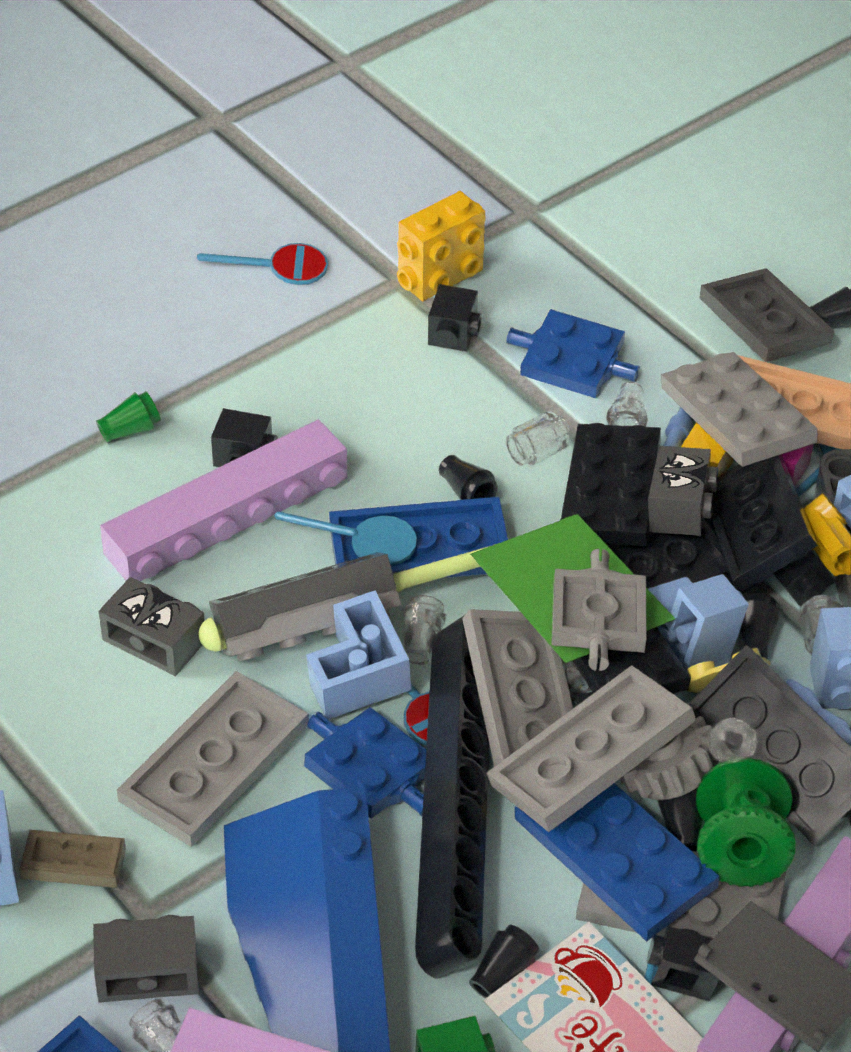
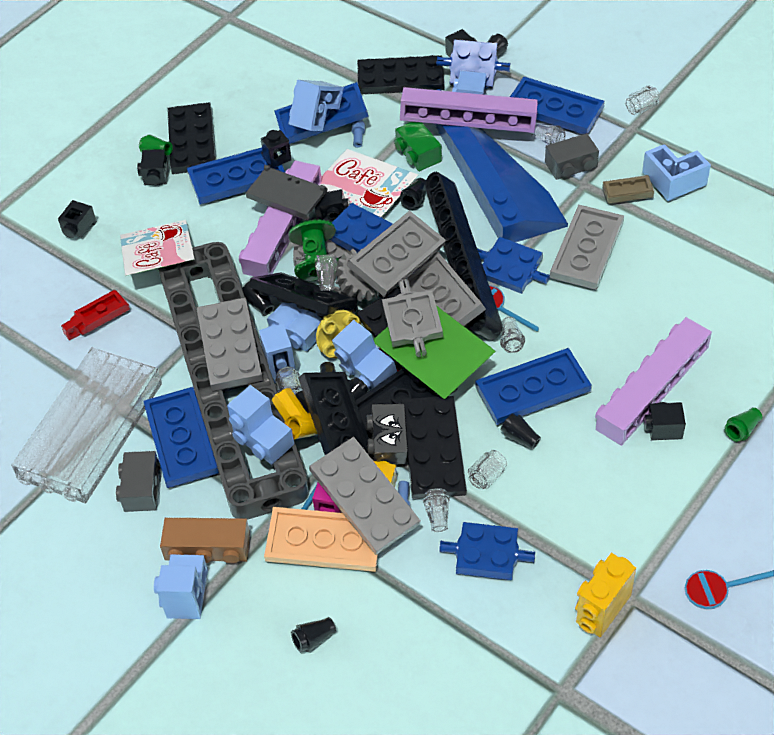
camera: 170 degrees right, 5 degrees up
(151, 625) = (653, 298): dark grey brick -> none
(305, 602) = (562, 329): piece -> none
(364, 664) = (534, 296): light blue brick -> none
(373, 535) = (556, 372): dark azure piece -> none
(453, 318) = (575, 551): black brick -> none
(766, 314) = (362, 609): dark grey plate -> none

